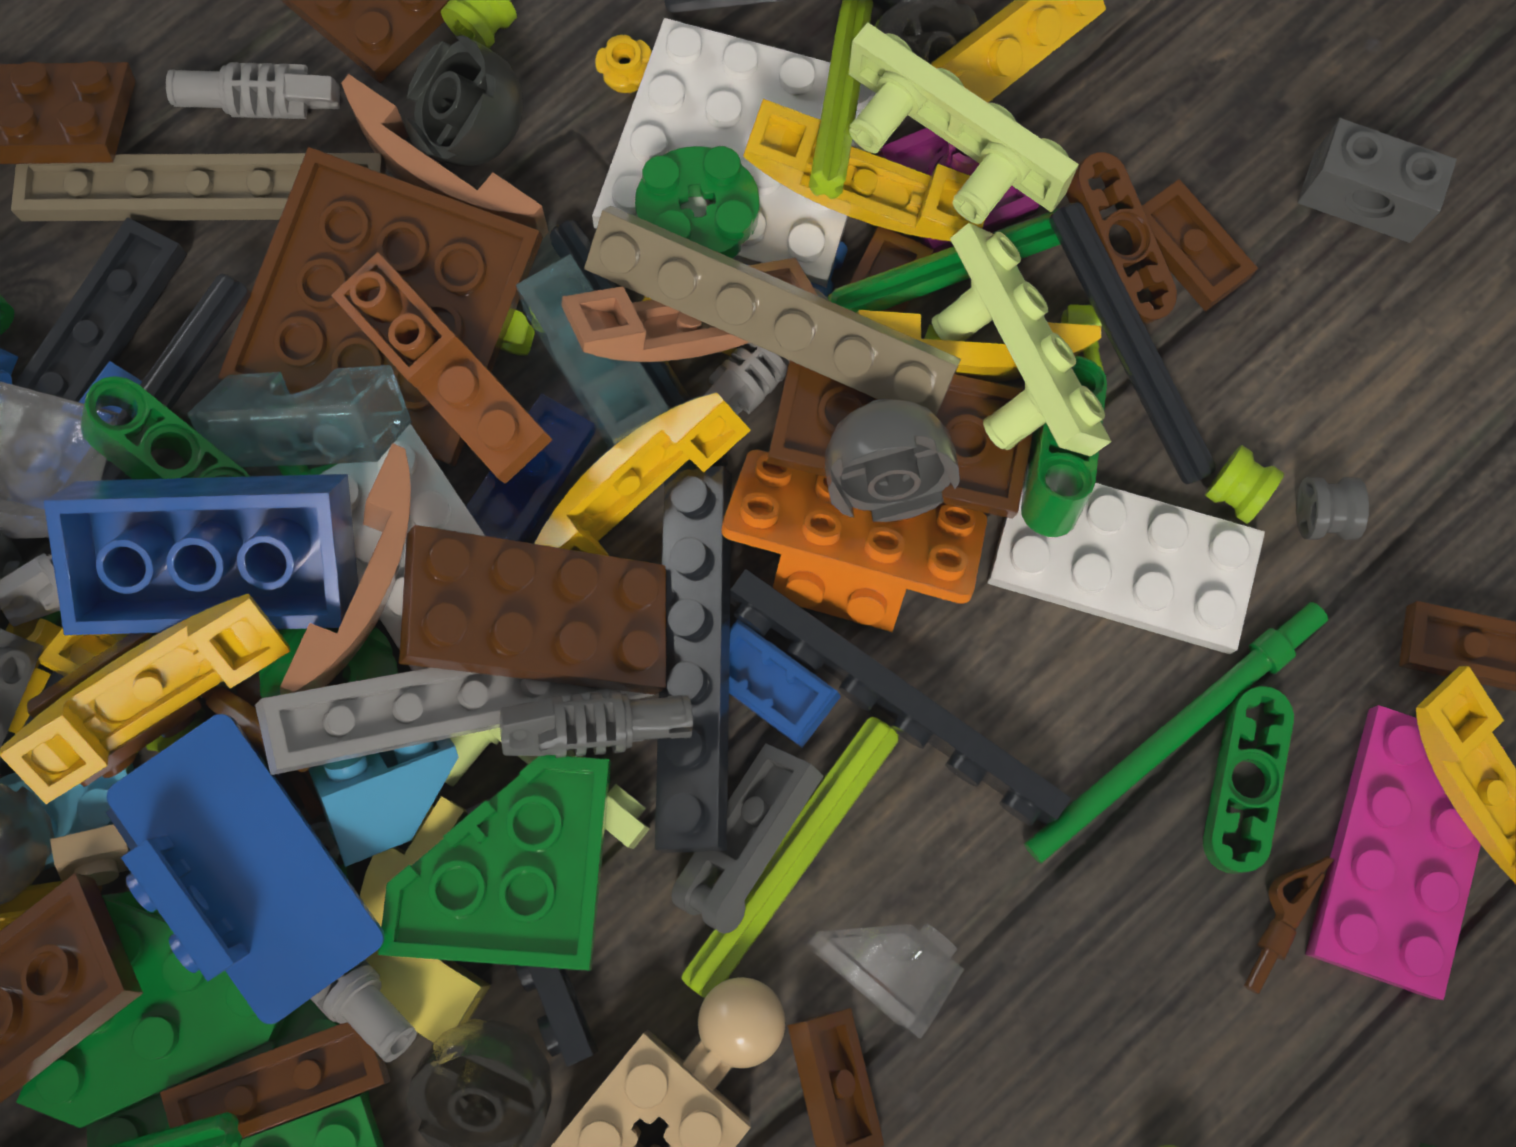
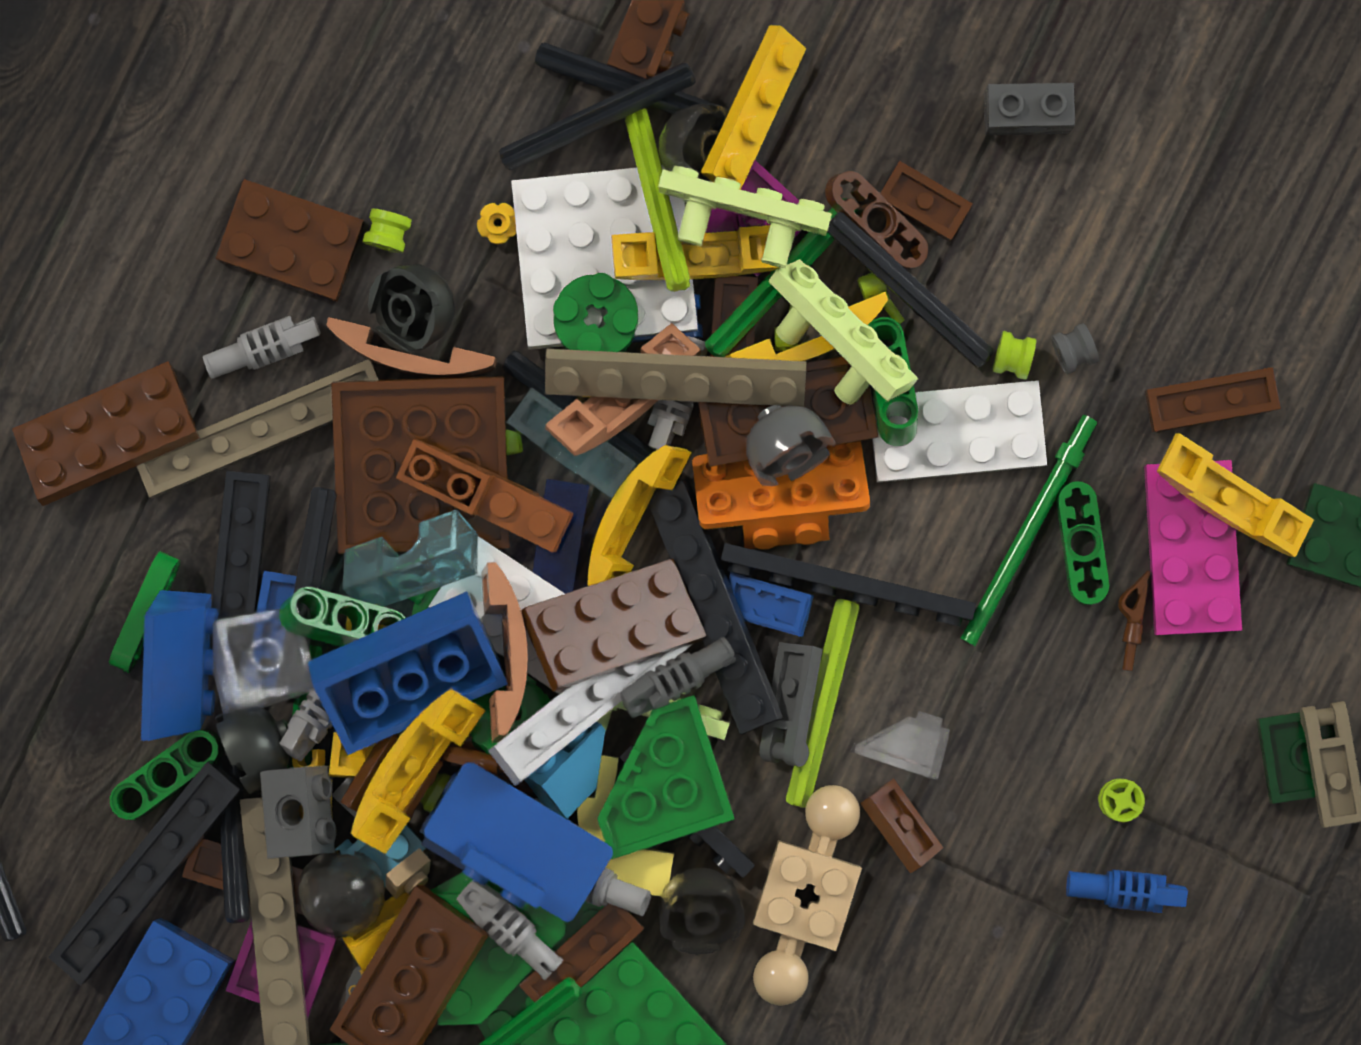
camera: 15 degrees left, 10 degrees up
(178, 1003) = (508, 927): none -> light grey hinge

